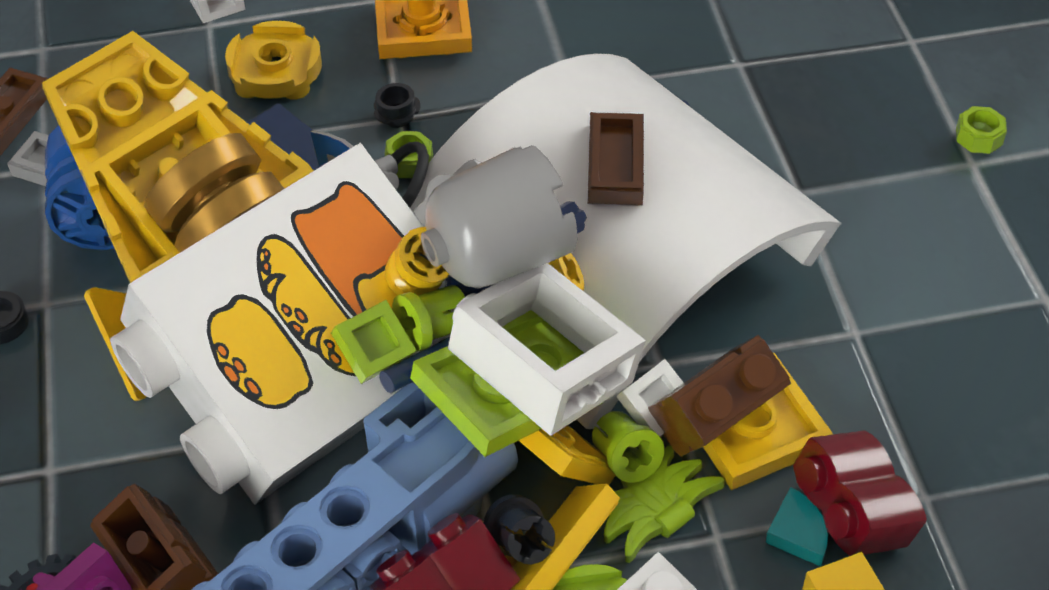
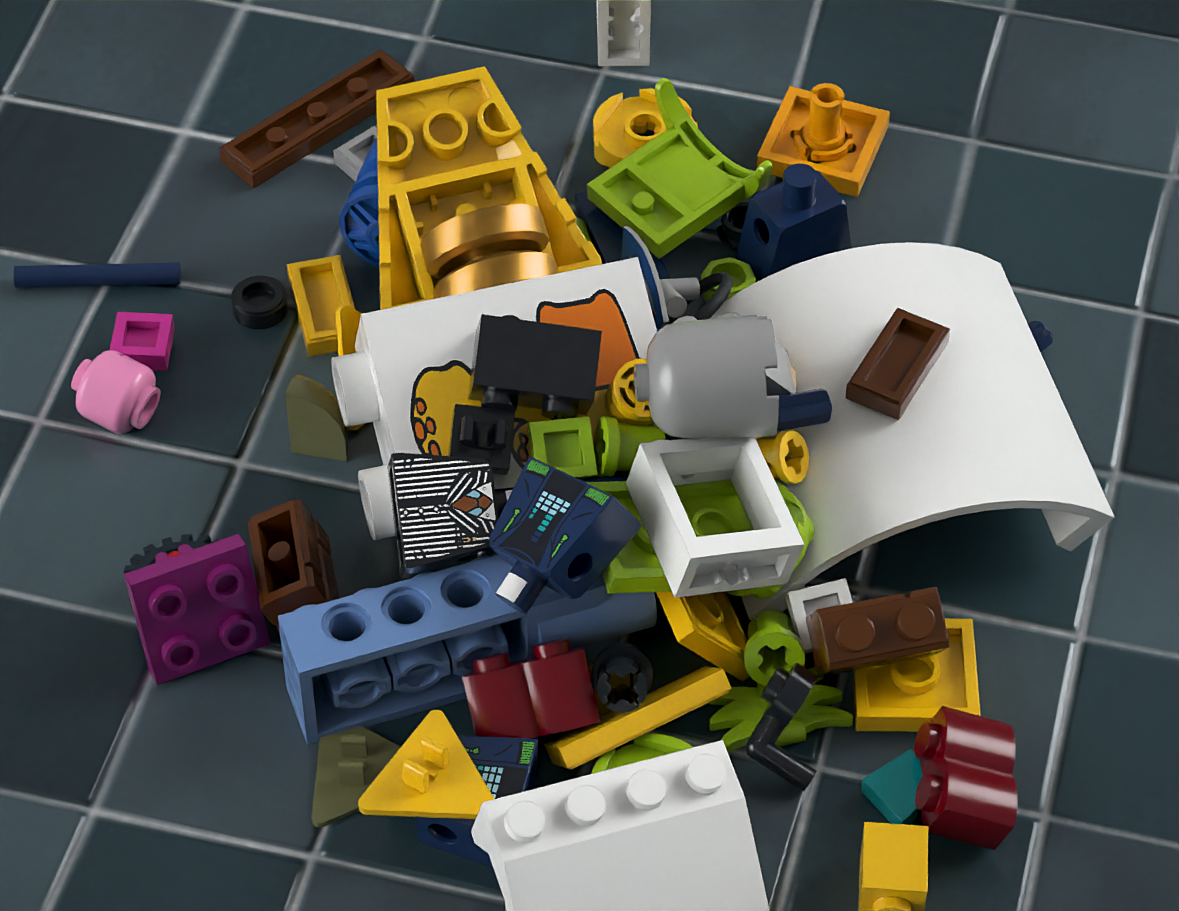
camera: 25 degrees right, 0 degrees up
(57, 297) = (318, 291): none -> yellow tile
(107, 403) = (315, 420): none -> olive brick
(293, 359) = (482, 434): none -> black tile
(293, 438) = (442, 510): none -> black torso
(316, 273) = (534, 366): none -> black brick
(323, 84) = (673, 181): none -> lime piece
(417, 420) = (557, 535): none -> dark blue torso
(443, 87) = (793, 223): none -> dark blue torso
(672, 486) = (785, 696): none -> black plate

